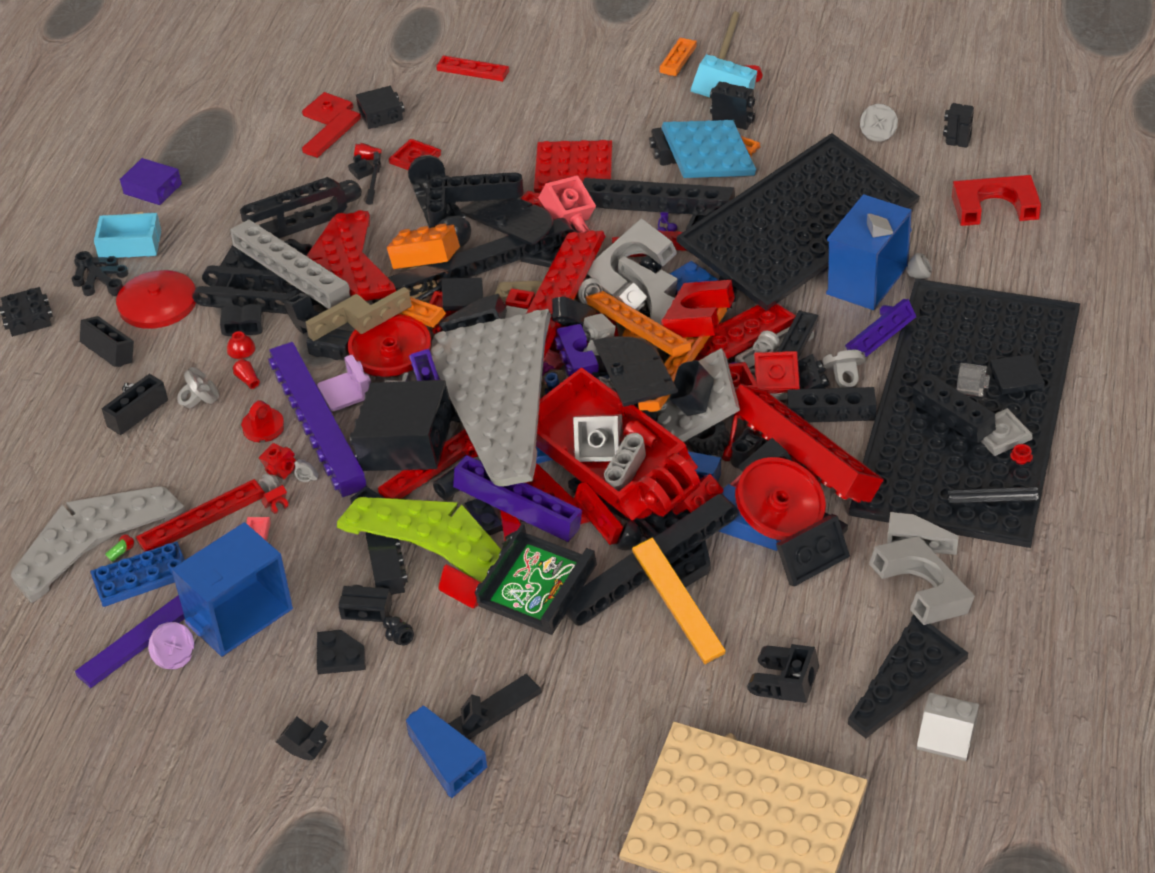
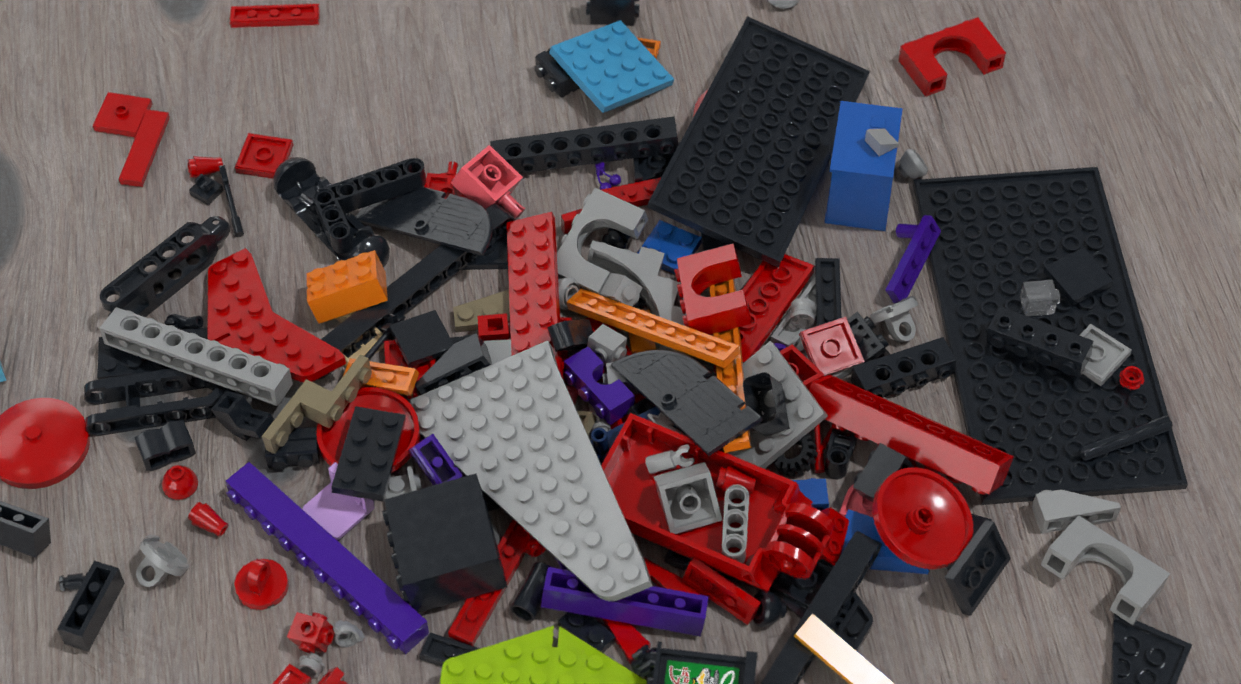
camera: 25 degrees left, 10 degrees up
(378, 354) = (368, 454): none -> black plate
(380, 107) = (191, 99): black brick -> none
(570, 159) = (459, 123): red plate -> none
(595, 407) = (668, 460): none -> light grey bar

